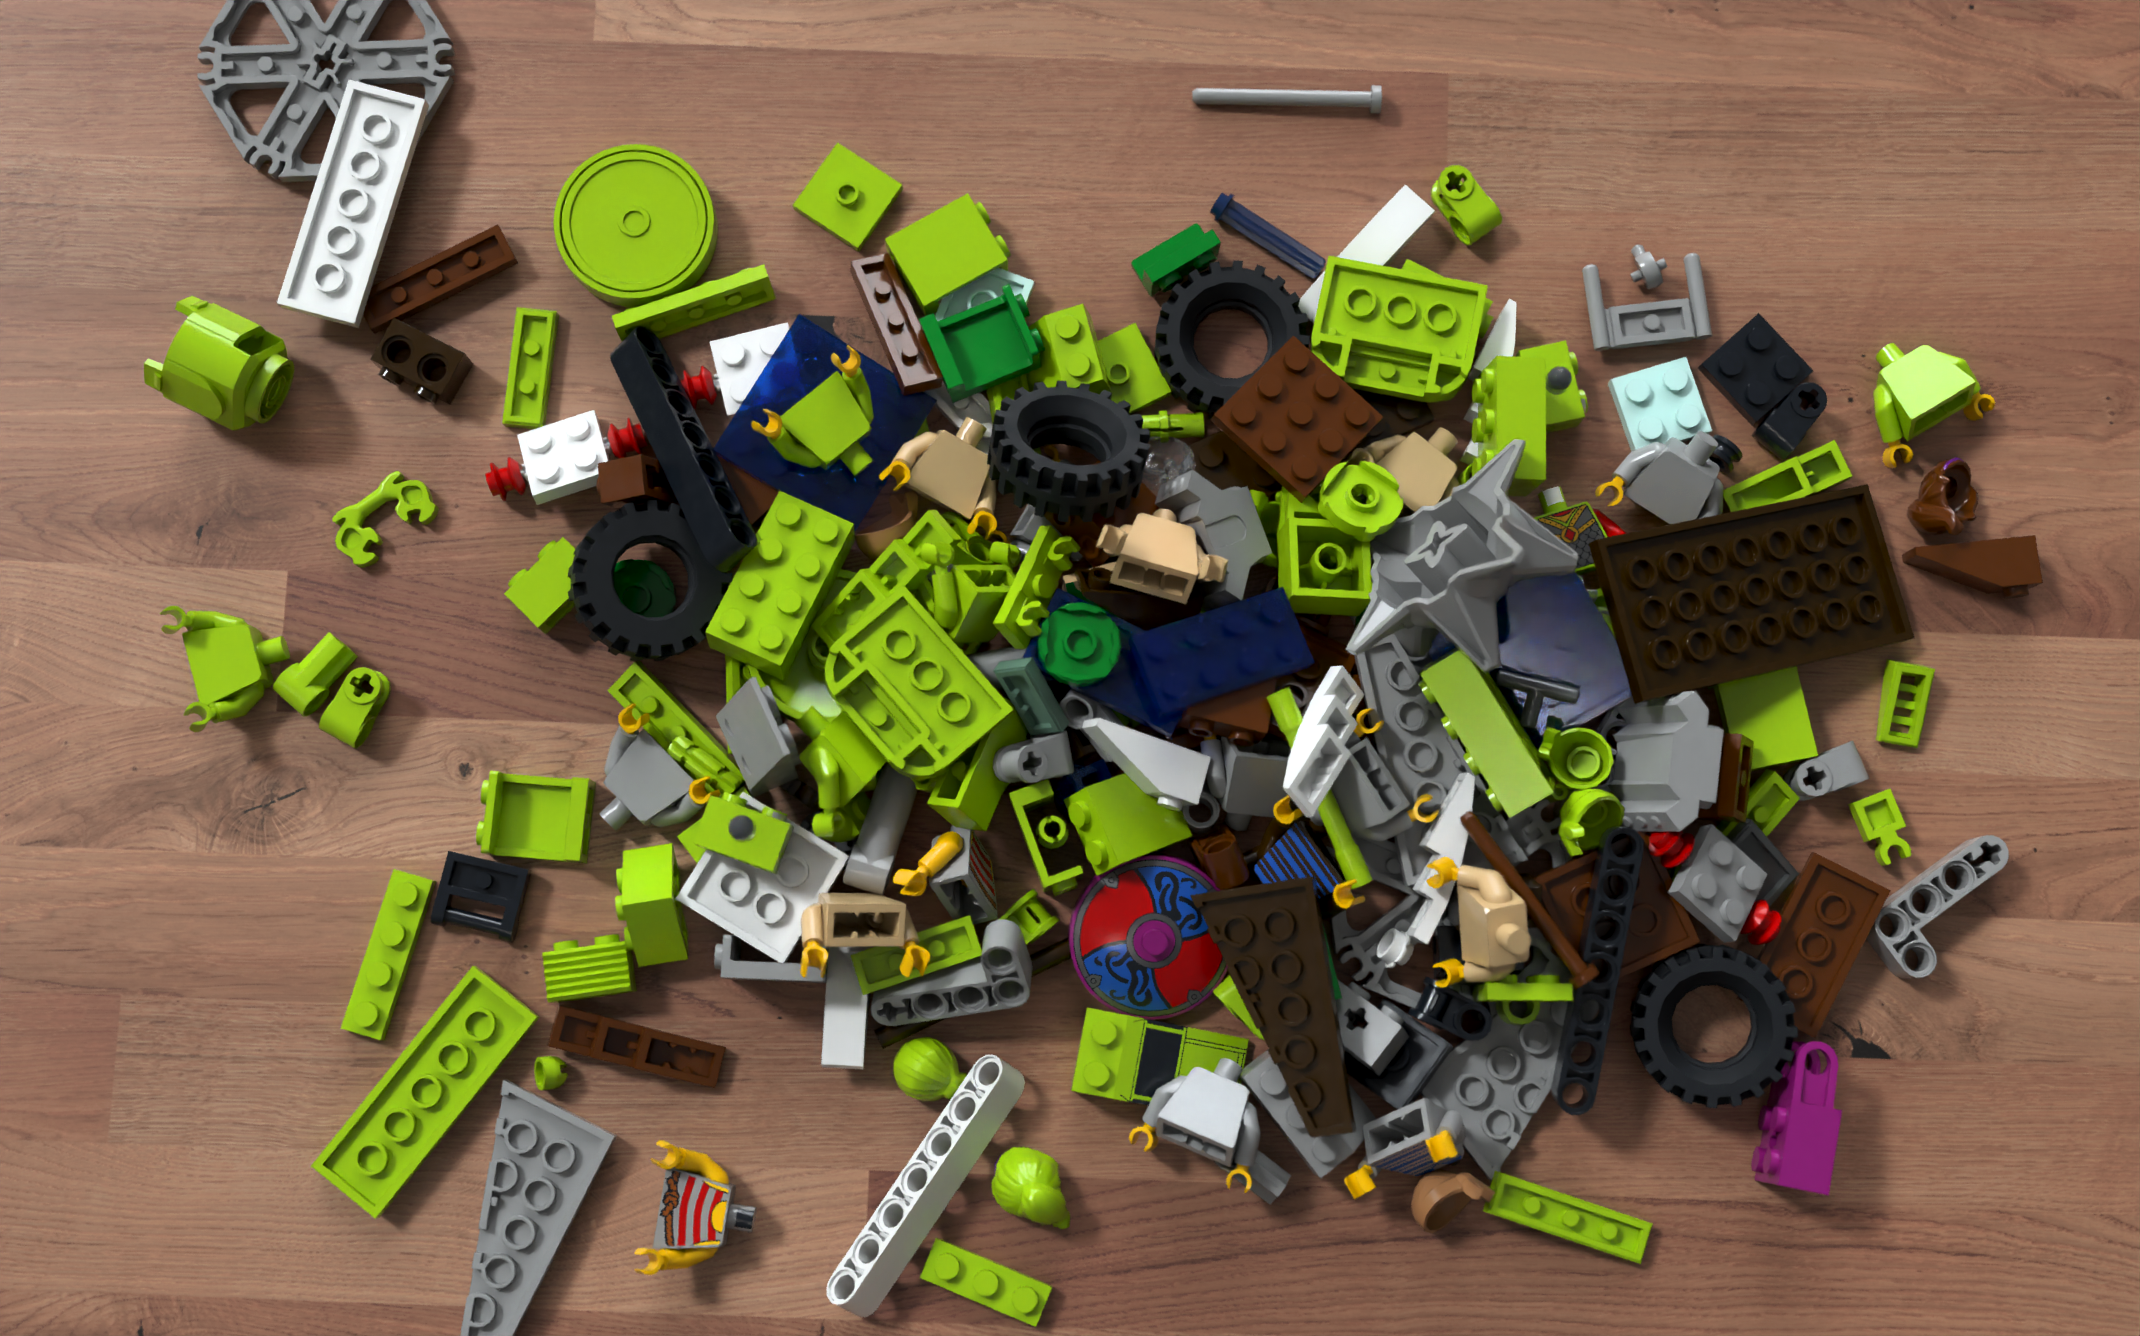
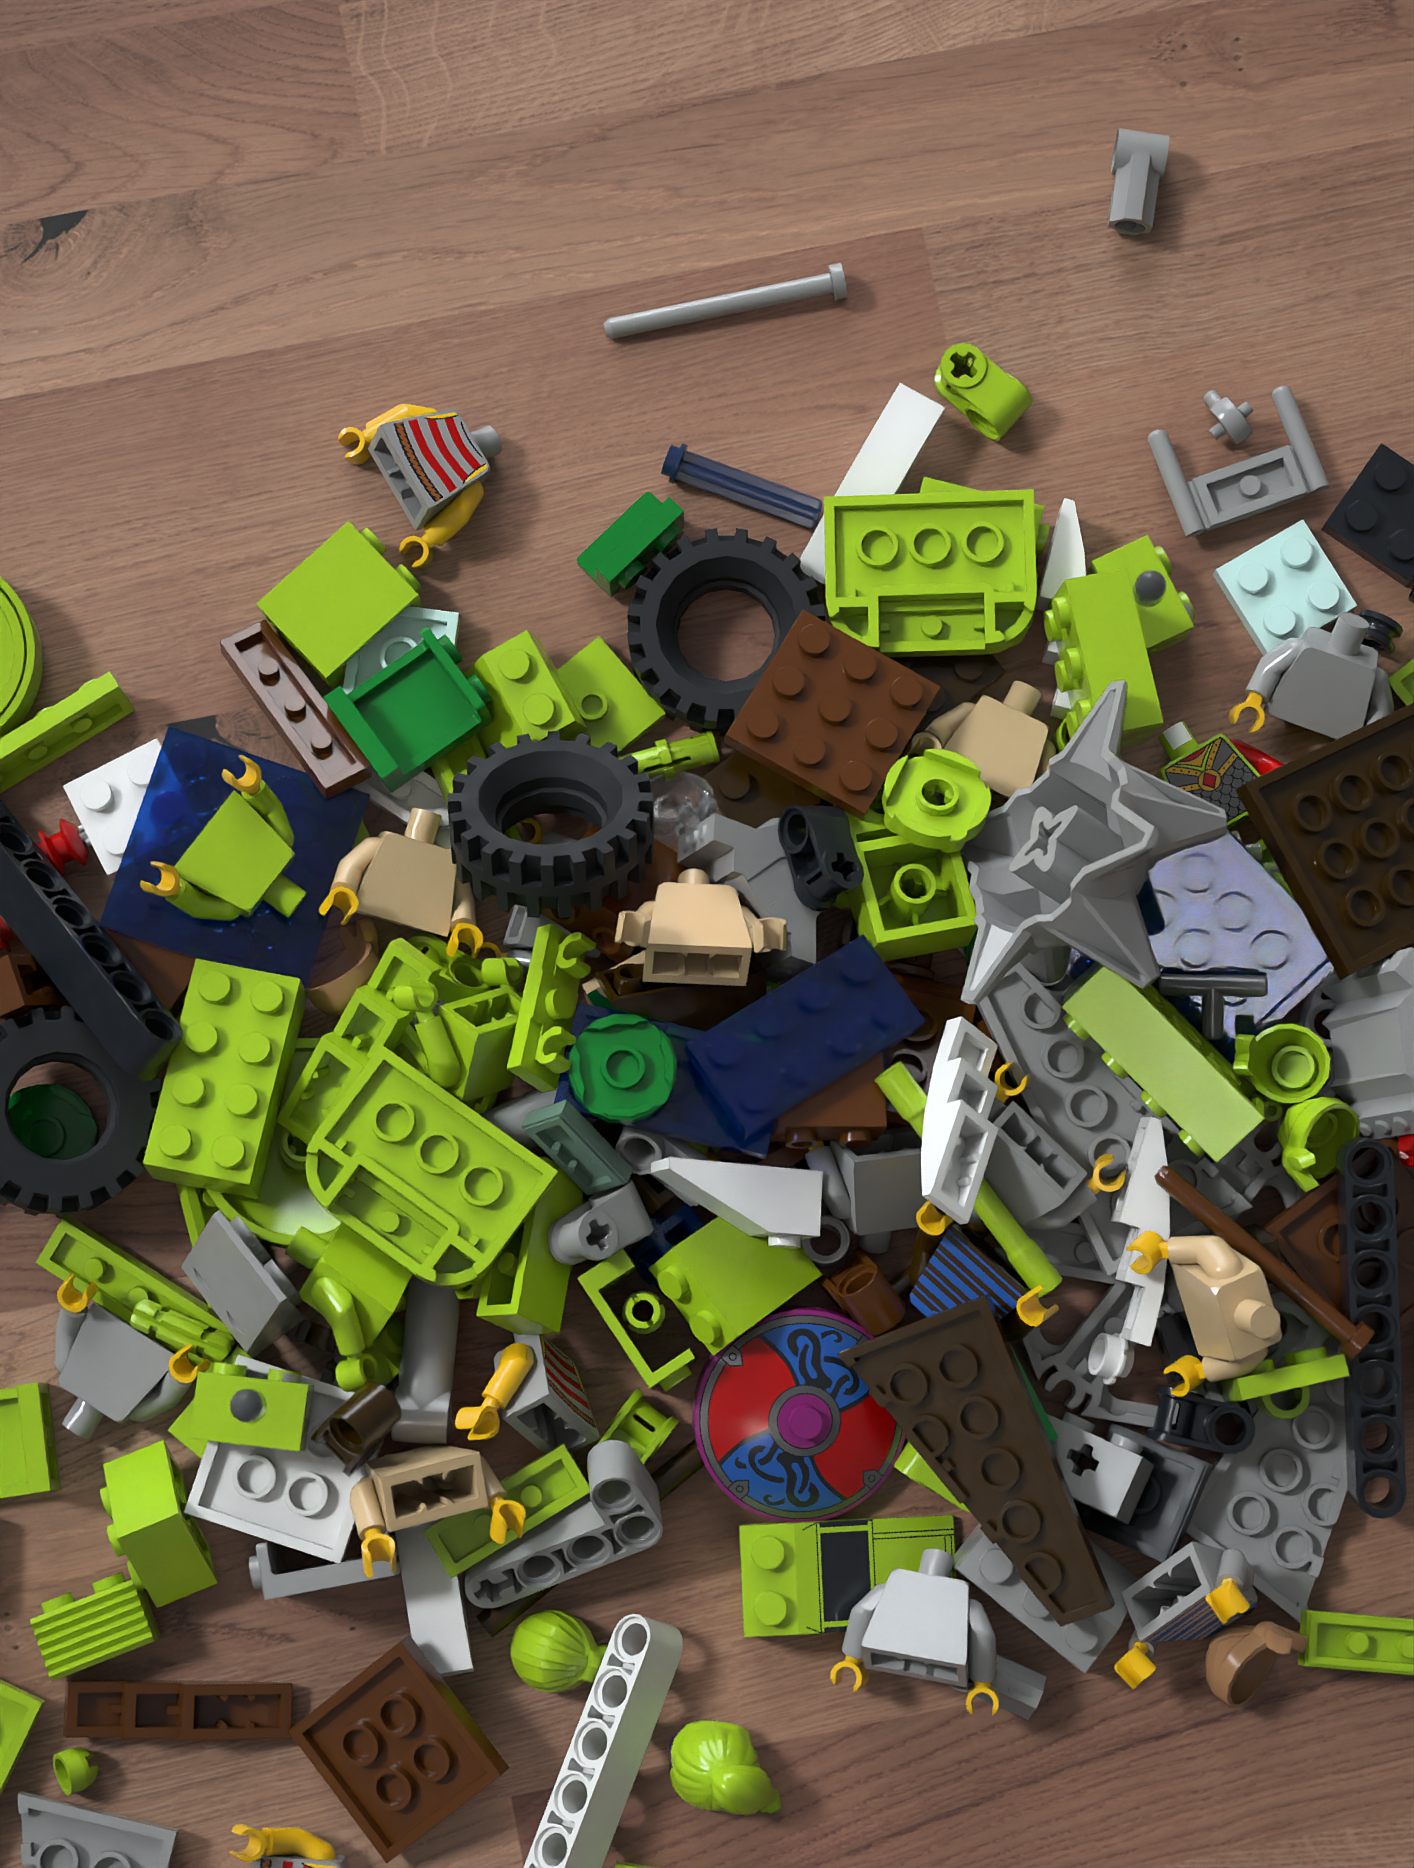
camera: 10 degrees left, 0 degrees up
(794, 1113) = (398, 1749): none -> reddish brown plate
(821, 864) = (359, 1426): none -> dark brown piece
(848, 197) = (197, 559): lime plate -> none
(1037, 166) = (430, 467): none -> torso
(1266, 515) = (819, 848): none -> black piece
(1621, 66) = (1138, 167): none -> light grey piece

